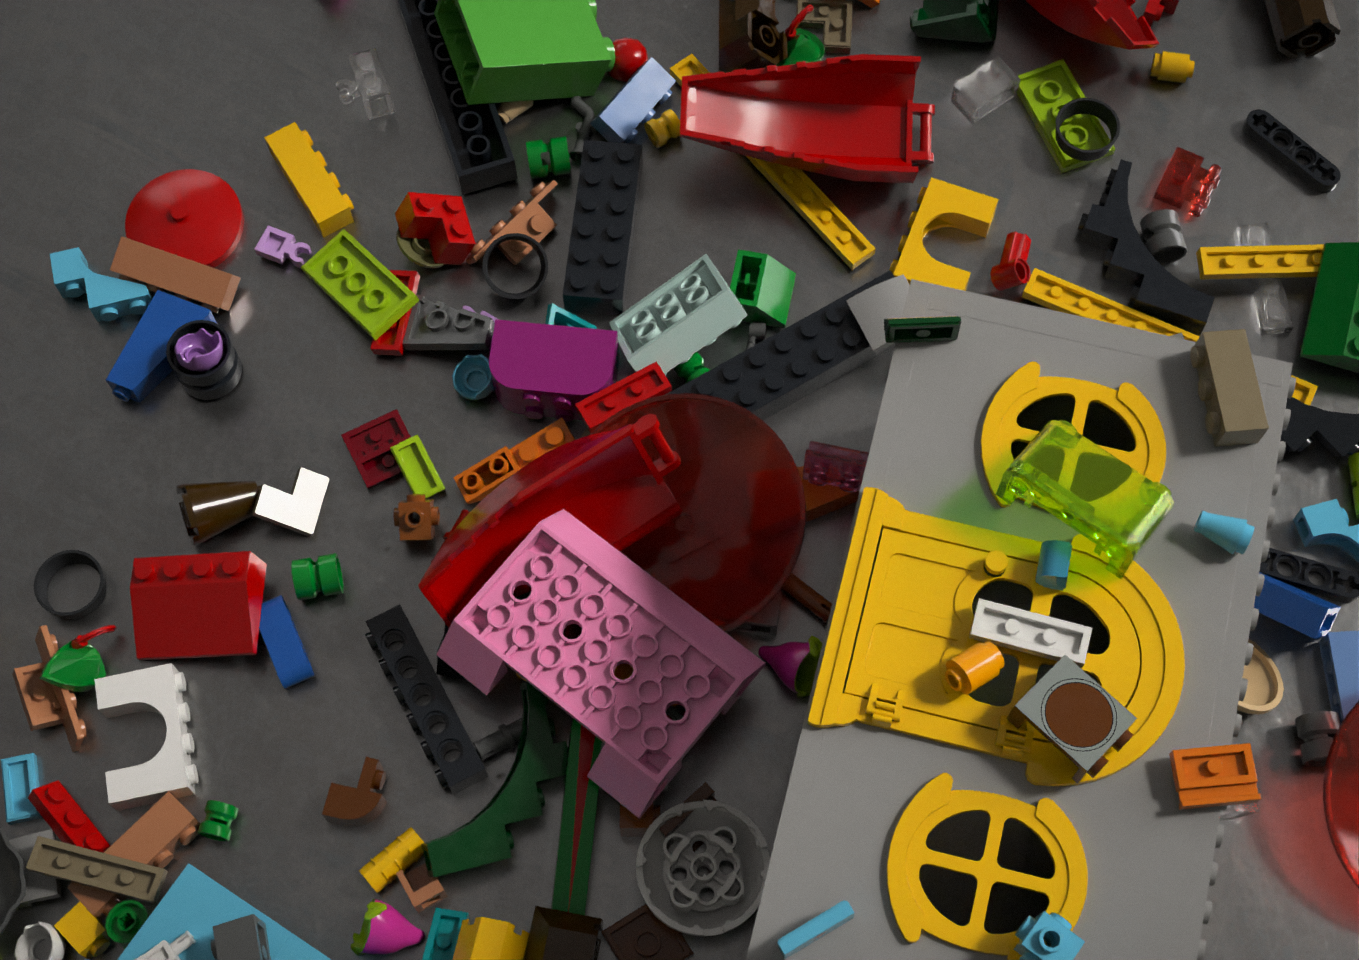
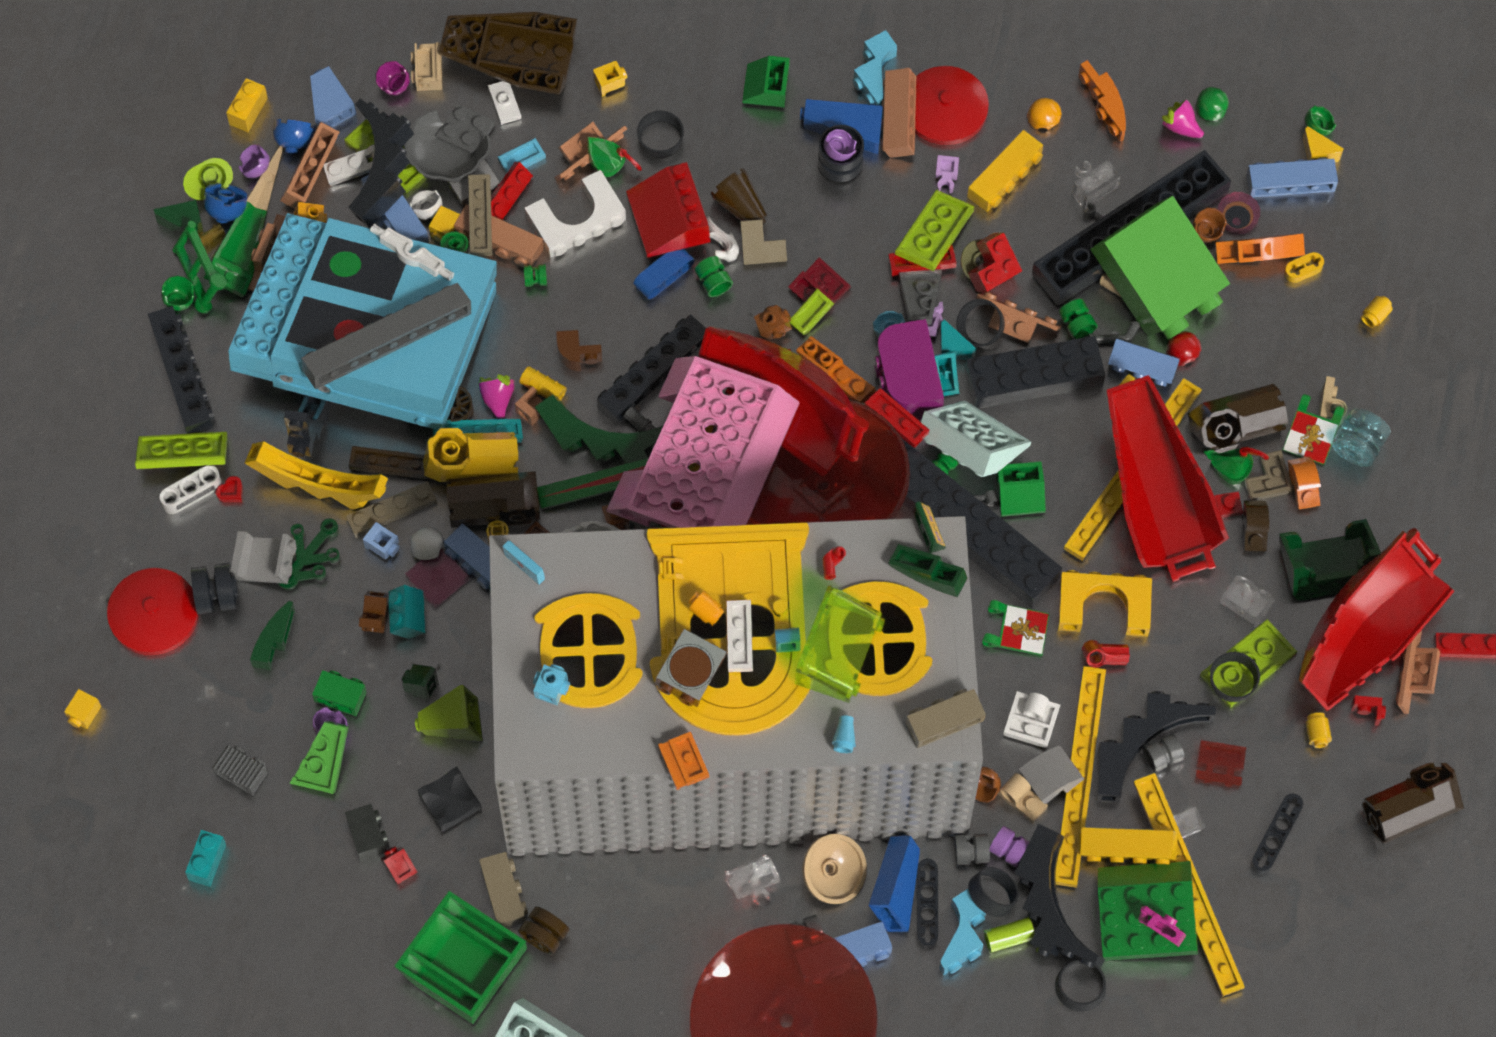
camera: 70 degrees right, 0 degrees up
(55, 422) = (767, 81): none -> green slope
(247, 114) = (1044, 113): none -> light orange hair
(251, 36) = (1109, 102): none -> orange slope
(277, 543) = (727, 241): none -> white piece
(402, 98) = (1092, 214): none -> dark grey hand
(528, 306) = (952, 340): none -> teal slope
(876, 304) = (1022, 571): light grey slope -> none
(886, 40) = (1256, 525): none -> dark brown brick
(937, 471) = (832, 559): none -> red arm
(990, 343) = (928, 570): none -> dark green slope
(1288, 302) = (1129, 844): none -> yellow brick
(1312, 499) = (983, 901): none -> black tyre

